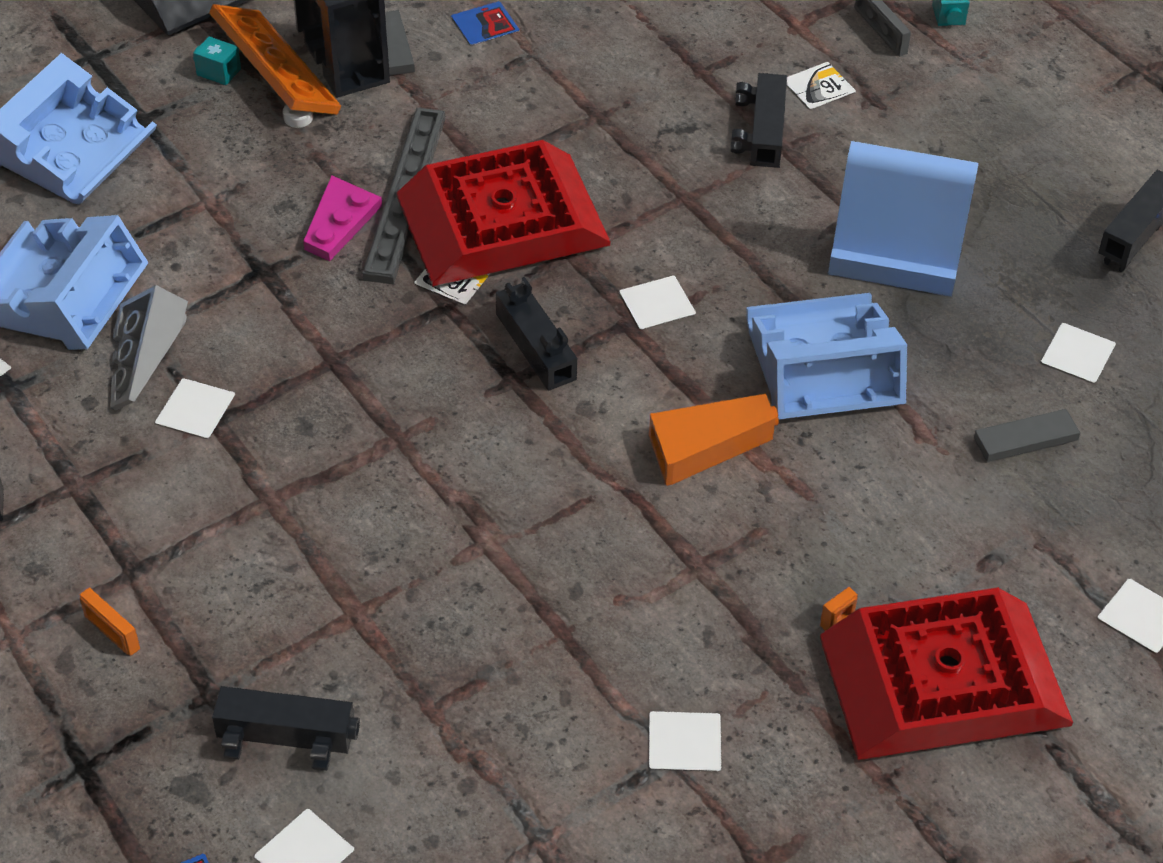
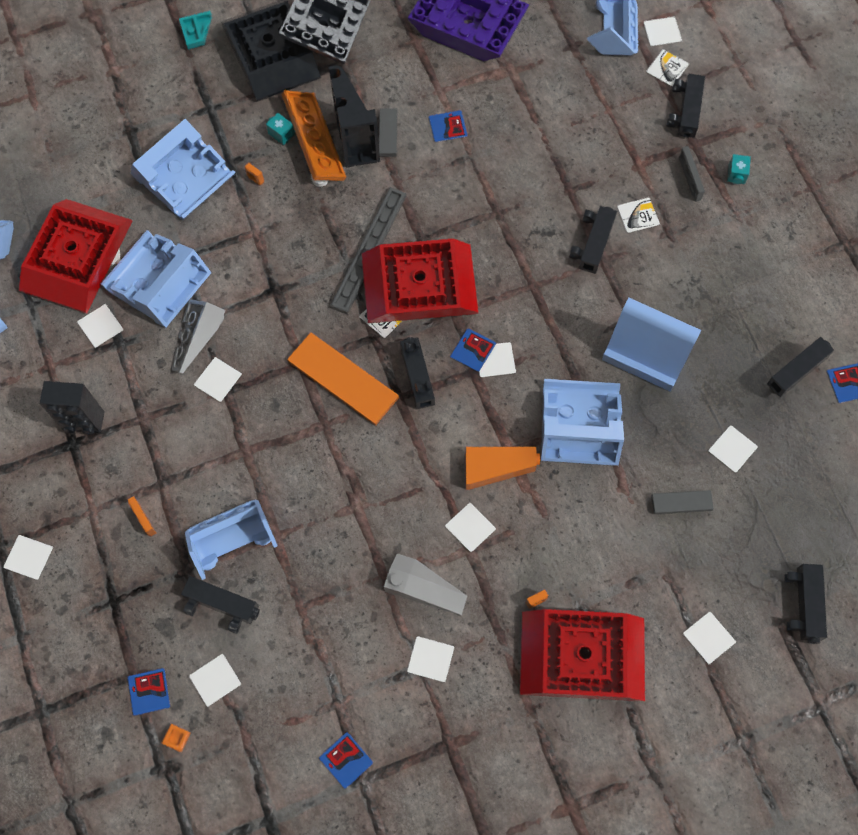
camera: 15 degrees right, 20 degrees up
(189, 122) = (254, 174): none -> orange tile
(280, 614) = (226, 533): none -> light blue windscreen
(339, 217) = (327, 260): dark pink wing -> none
(412, 368) = (343, 378): none -> orange tile
(617, 294) = (473, 349): none -> sticker
(627, 632) = (418, 583): none -> light grey wedge
(691, 536) = (470, 527): none -> white sticker

